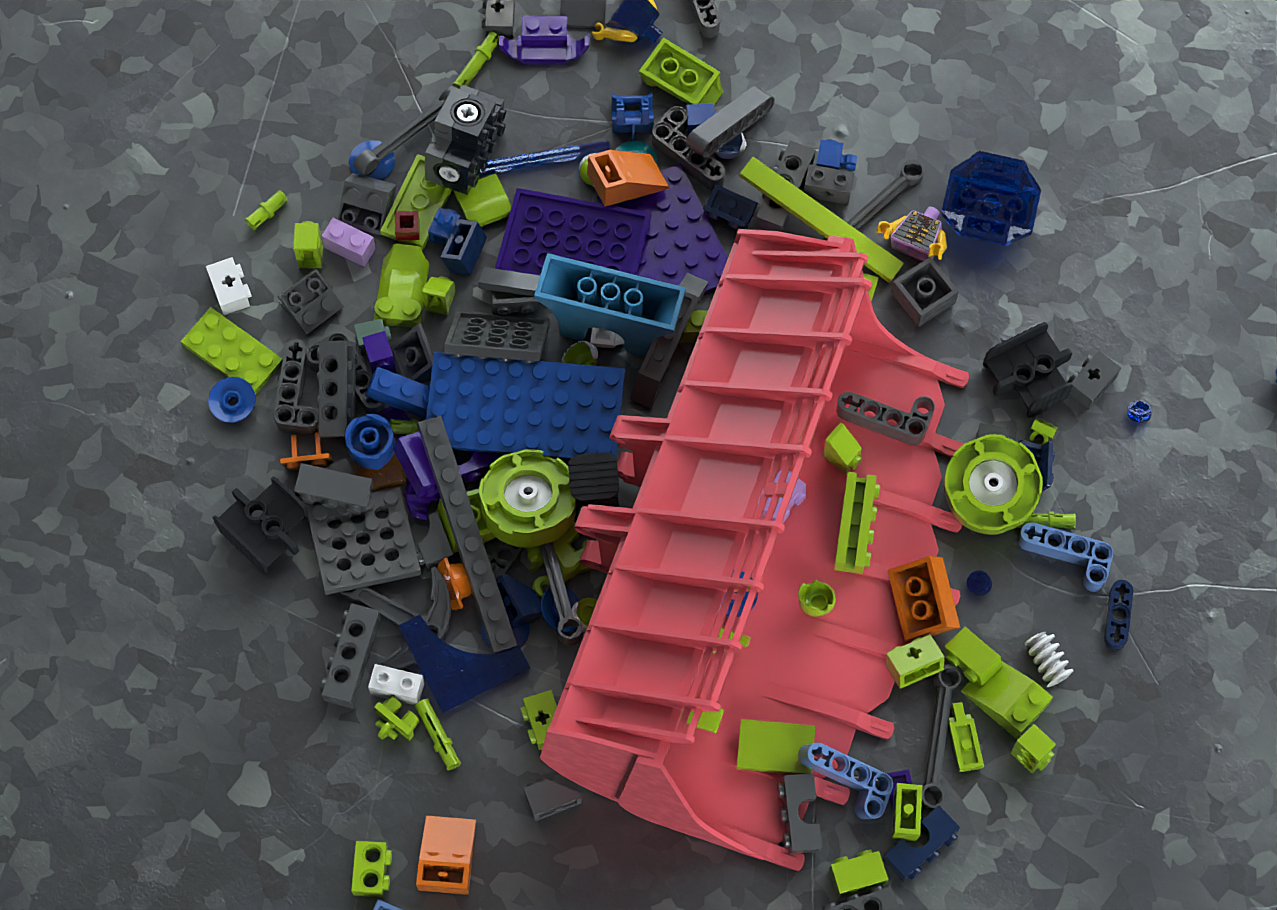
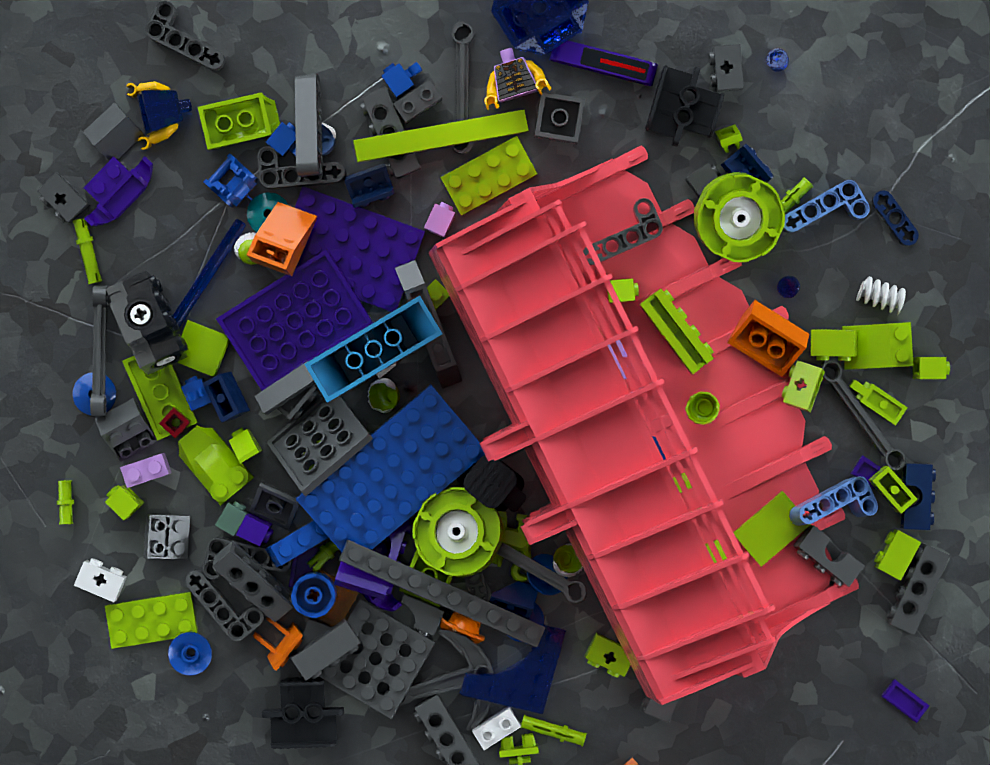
camera: 45 degrees left, 20 degrees up
(999, 286) = (605, 62): none -> beam

